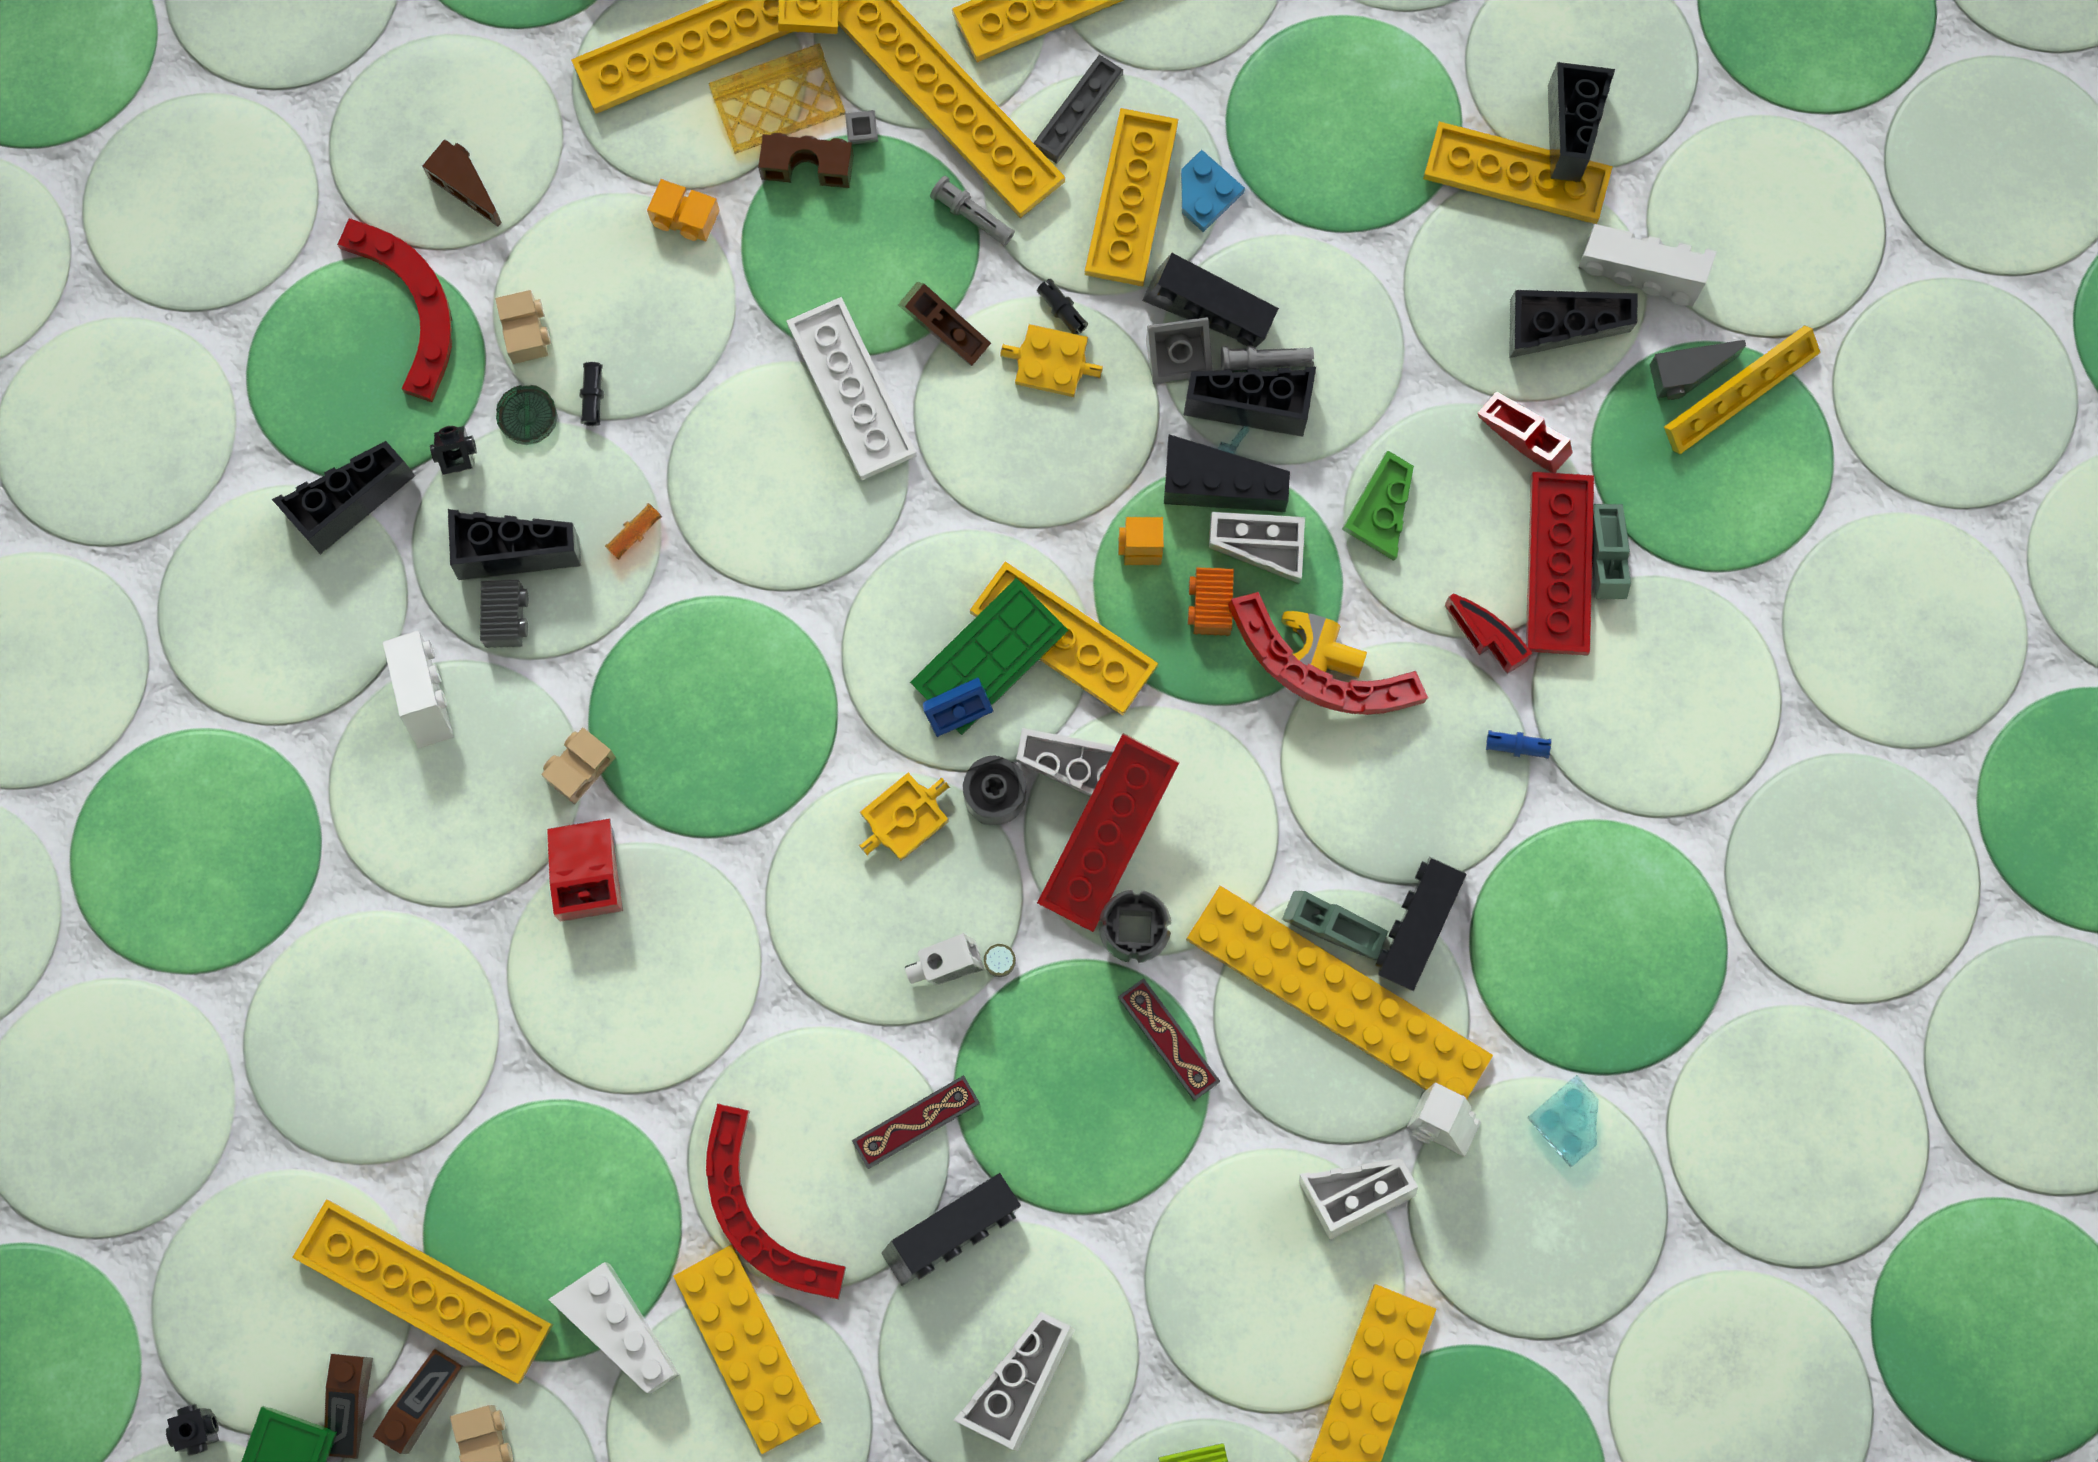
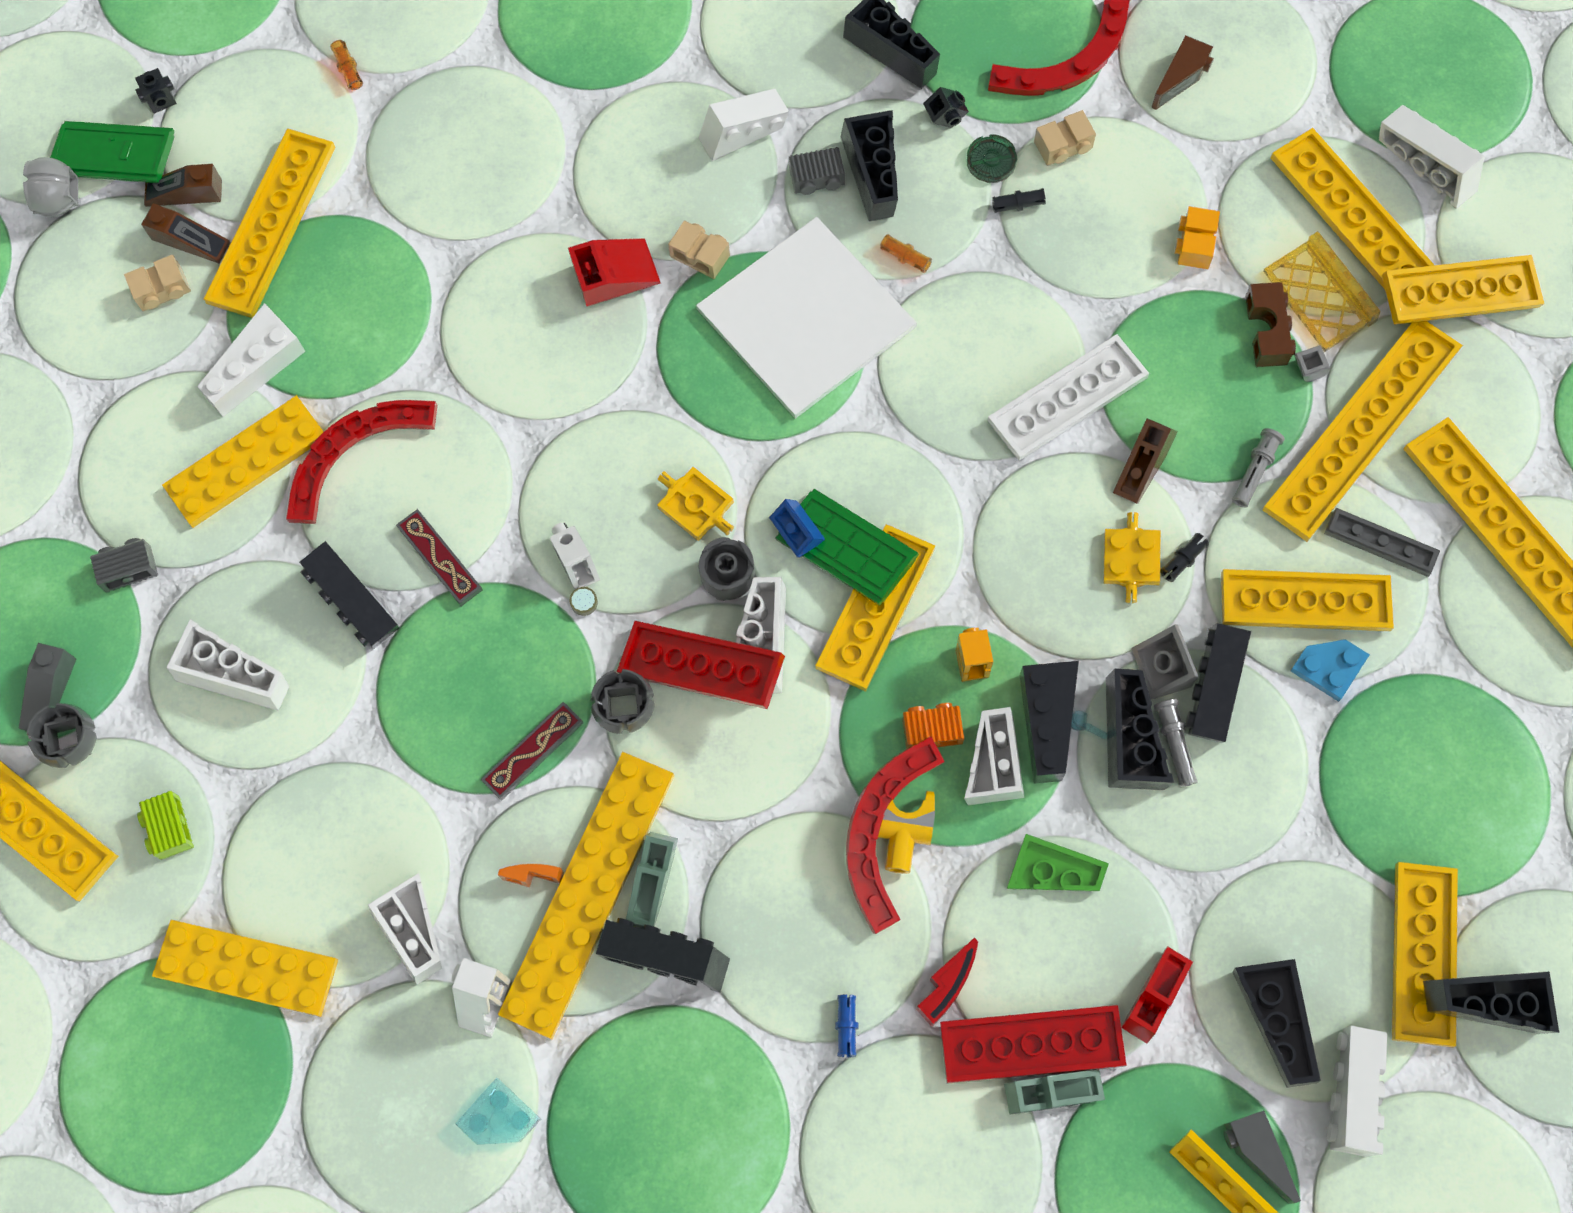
camera: 85 degrees right, 5 degrees down
(211, 1173) = (346, 65): none -> clear orange pin
(689, 658) = (806, 317): none -> white tile
(1311, 1062) = (524, 873): none -> orange slope

